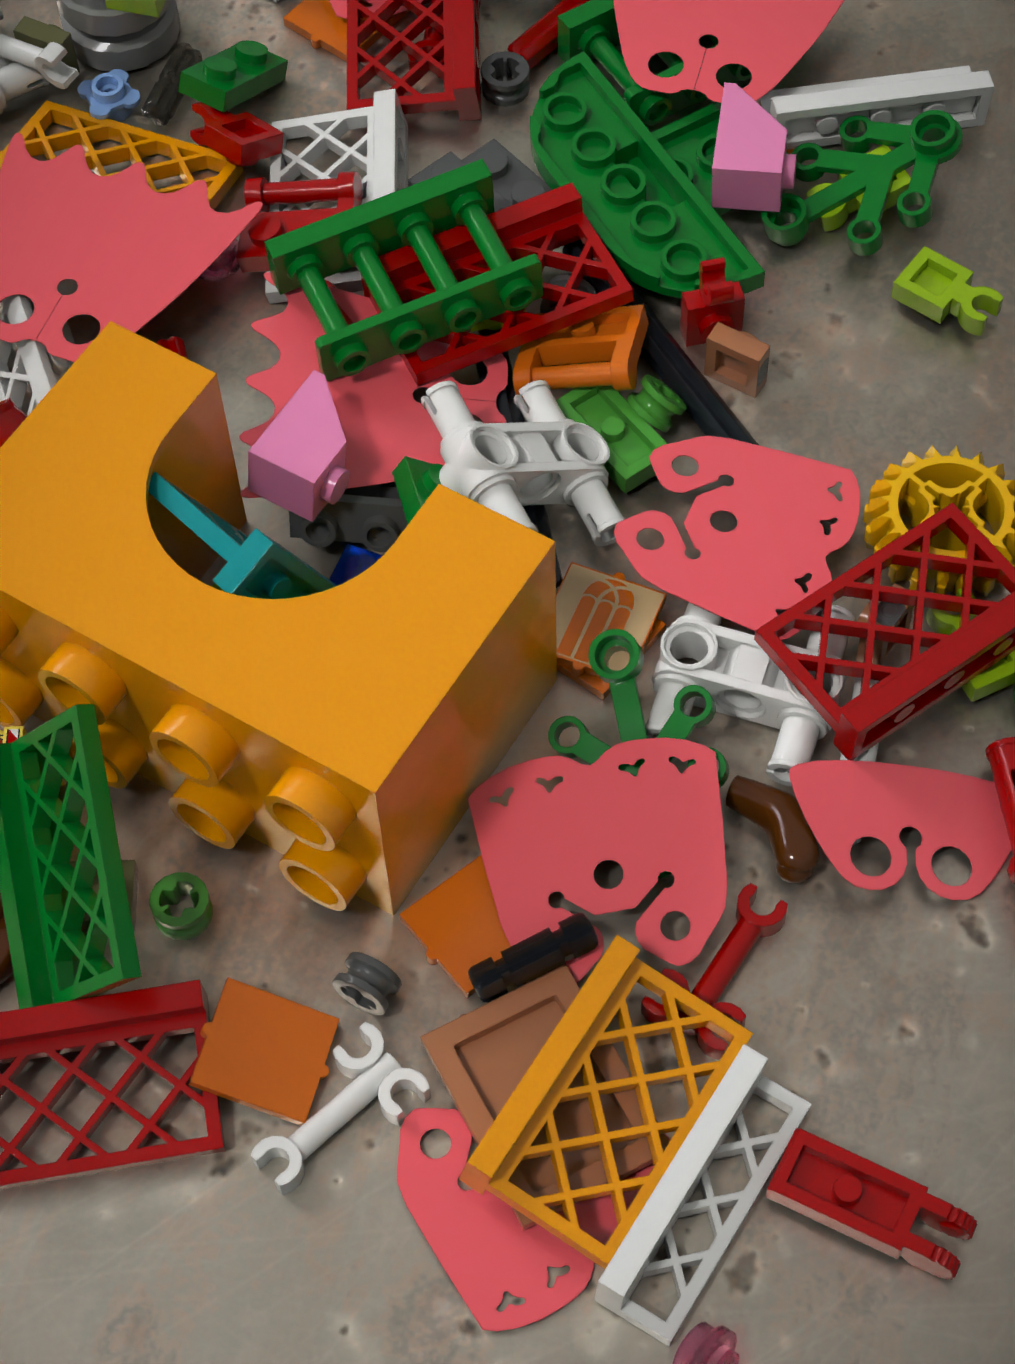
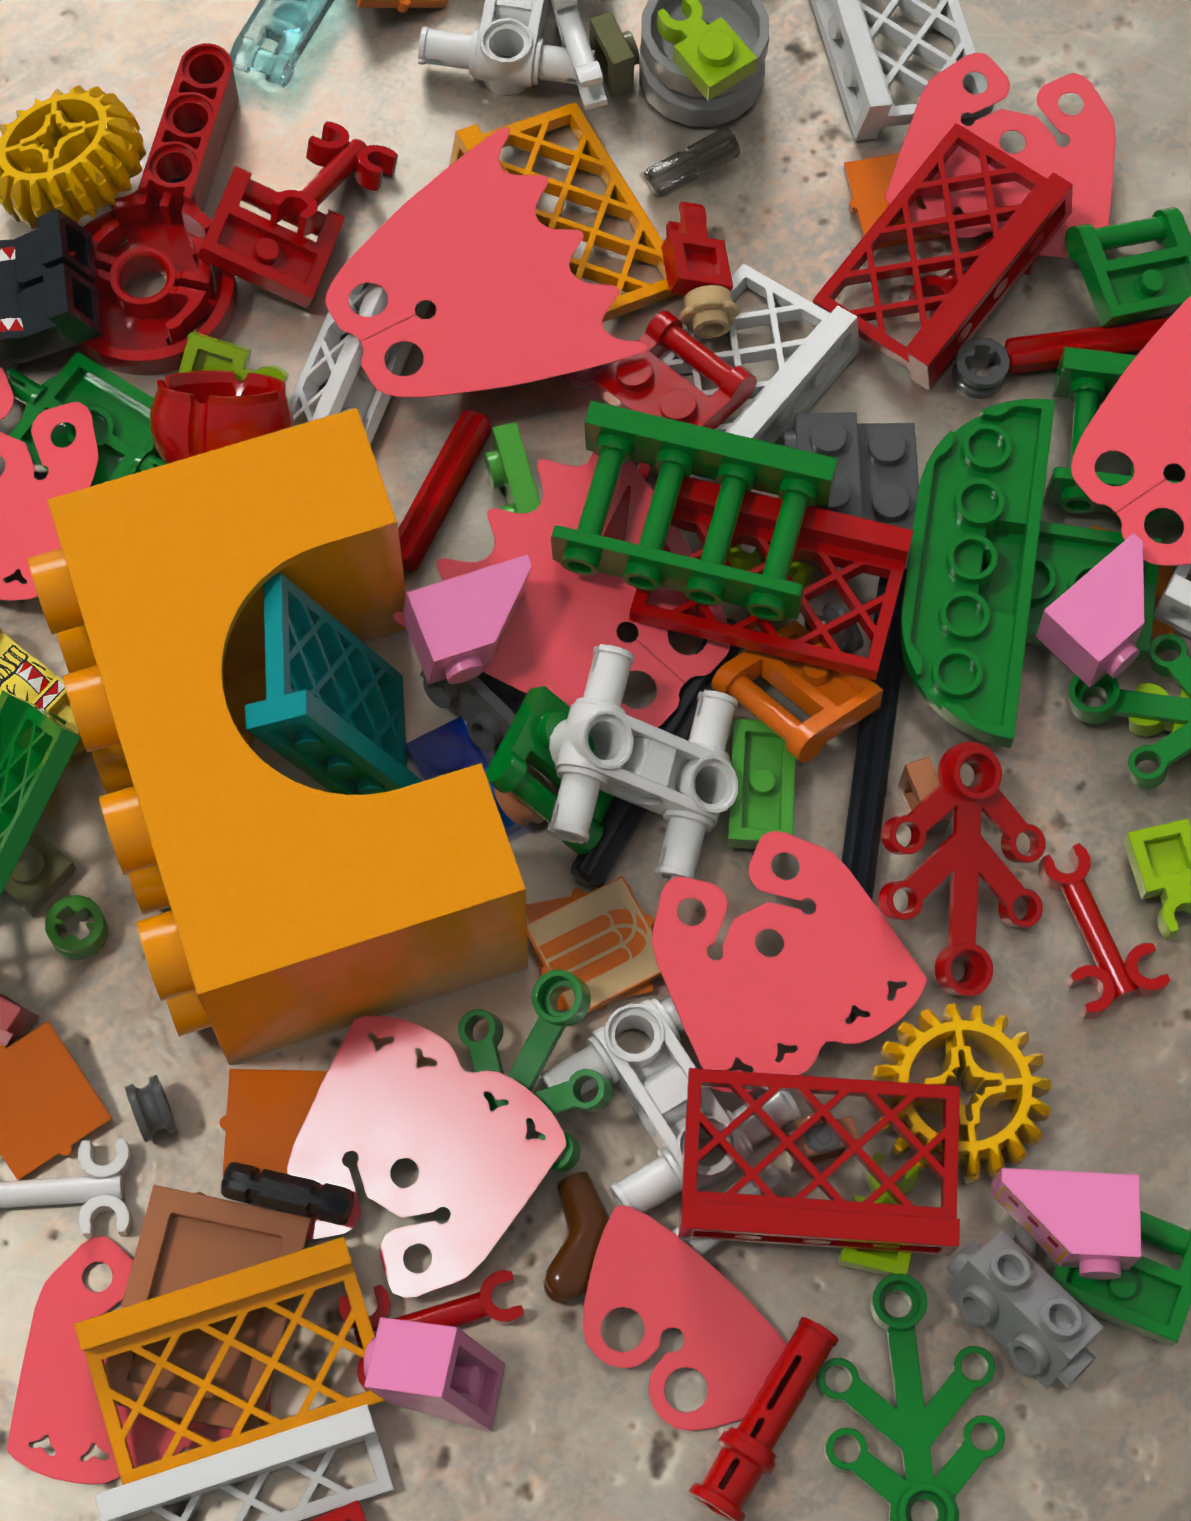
camera: 35 degrees right, 10 degrees up
(110, 95) = (627, 149): light blue plate -> none
(233, 75) = (743, 196): green plate -> none
(233, 356) = (510, 469): none -> bright green plate
(281, 158) = (709, 311): none -> tan plate
(656, 403) = (820, 787): bright green bush -> none
(711, 303) = (939, 731): red plate -> none
(766, 318) = (966, 858): none -> red plant
(766, 984) = (434, 1372): none -> bright pink slope
(964, 383) = (1112, 975): none -> red bar

